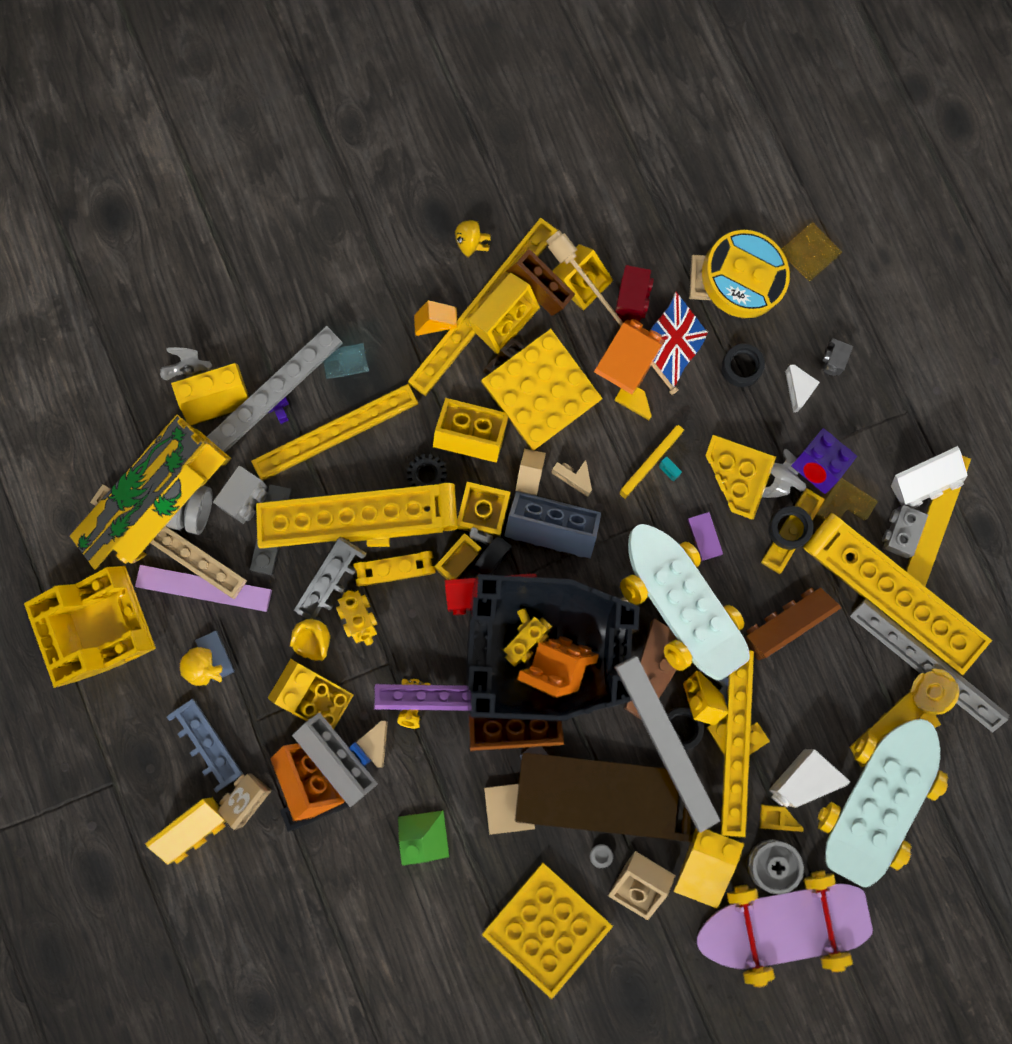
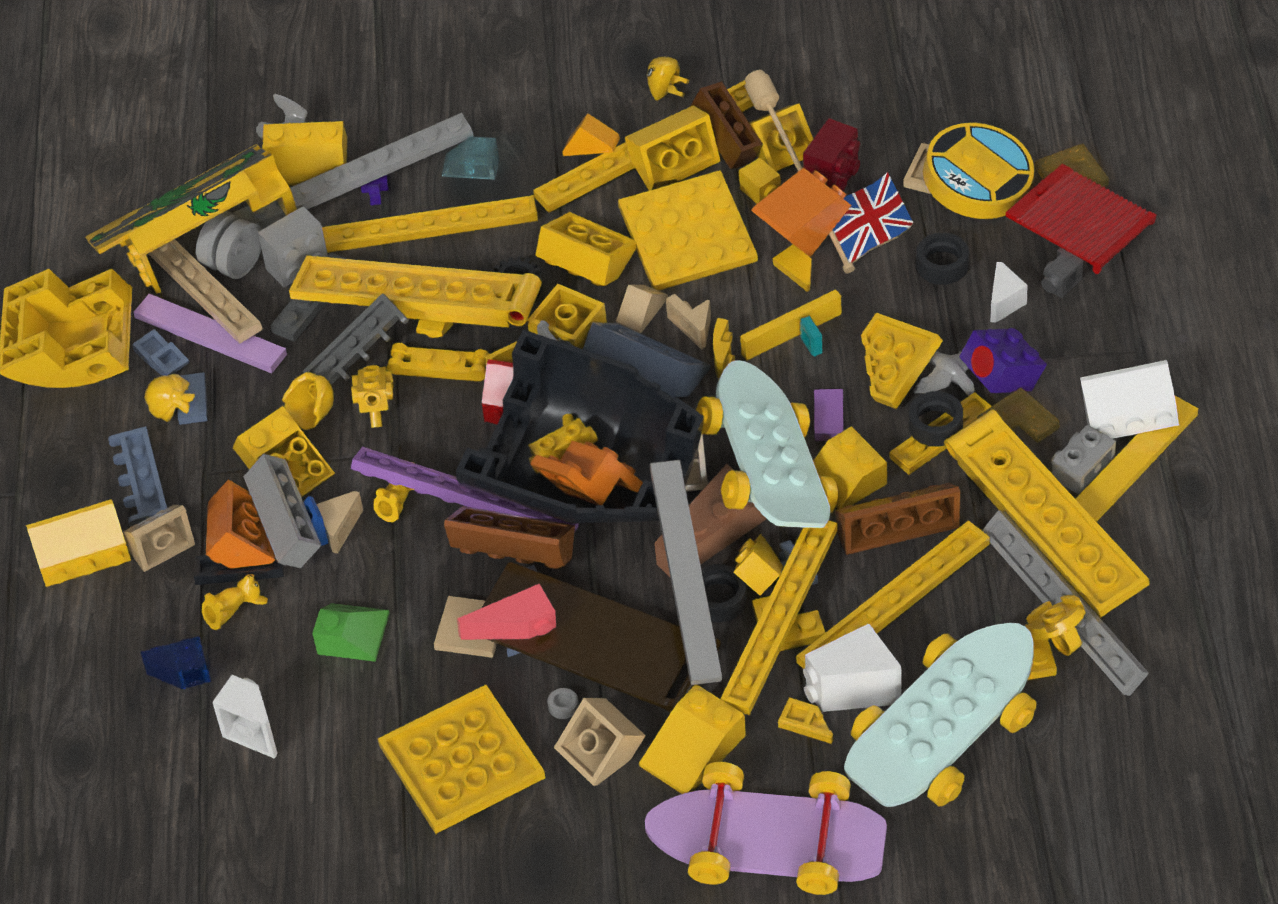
camera: 25 degrees right, 30 degrees down
(173, 620) = (159, 354): none -> sand blue slope
(307, 911) = (178, 663): none -> clear blue slope
(321, 844) = (221, 607): none -> yellow animal
(381, 951) = (244, 716): none -> white slope
(551, 806) = (513, 617): none -> coral slope
(581, 326) = (758, 180): none -> yellow brick
(610, 508) = (722, 346): none -> yellow slope
(739, 587) = (852, 465): none -> yellow slope
(788, 870) = (777, 757): light grey wheel -> none
(808, 697) = (909, 585): none -> yellow plate
(837, 301) = (1080, 216): none -> red door

